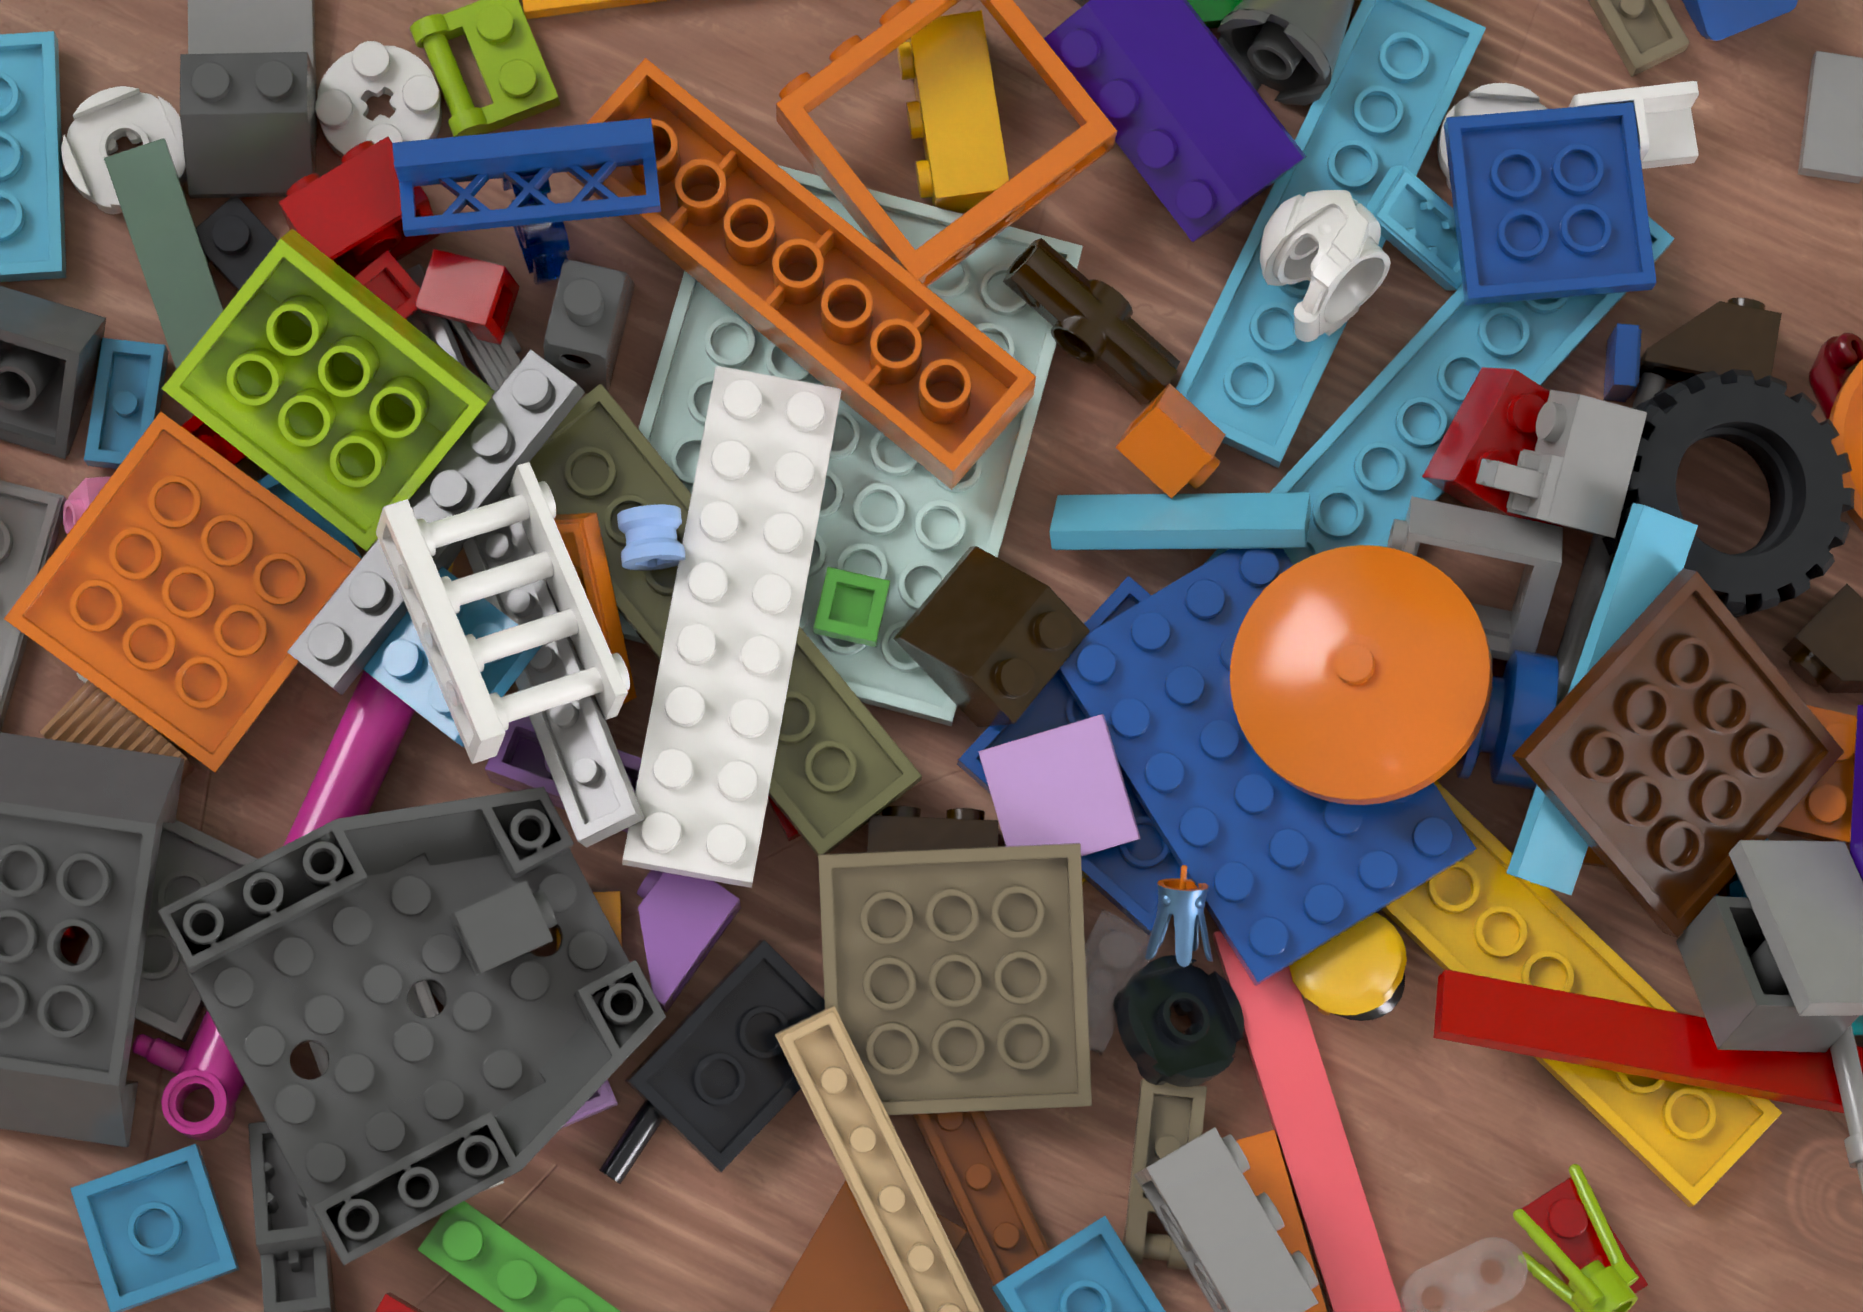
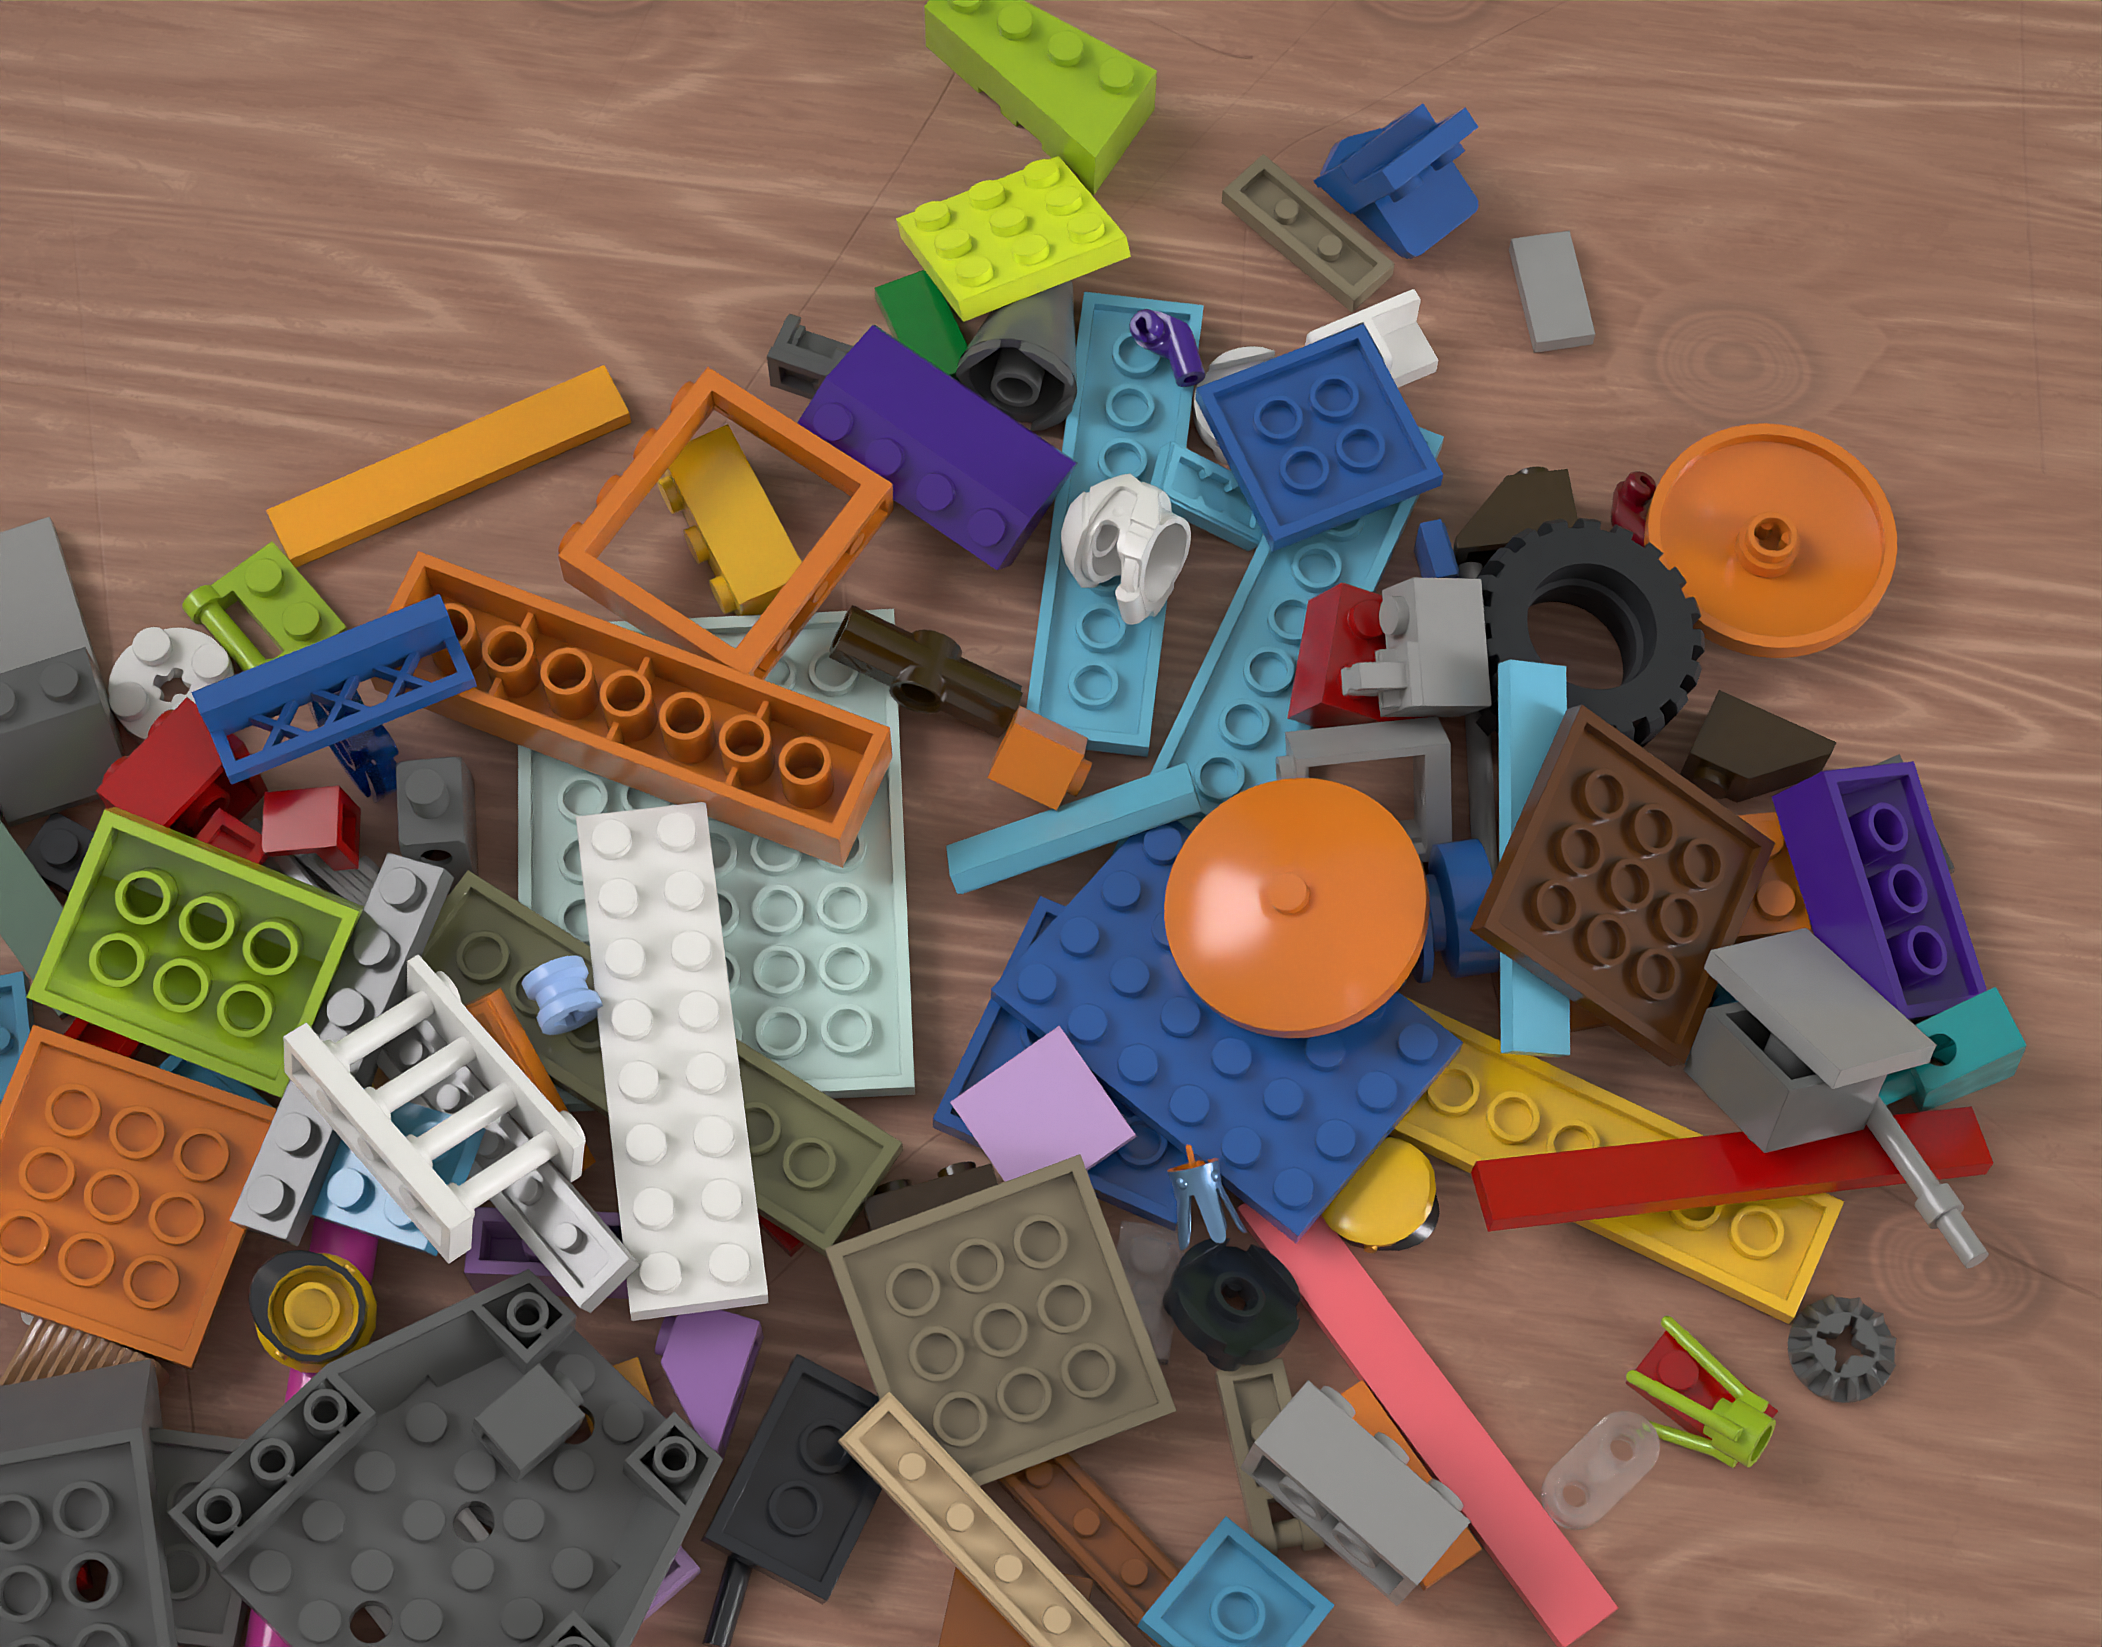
camera: 15 degrees left, 10 degrees down
(339, 758) = (311, 1308): none -> yellow piece
(851, 606) = (780, 1005): bright green plate -> none
(991, 637) = (927, 992): dark brown slope -> none
(1440, 57) = (1171, 340): none -> dark purple arm
(1700, 1249) = (1815, 1361): none -> dark grey gear

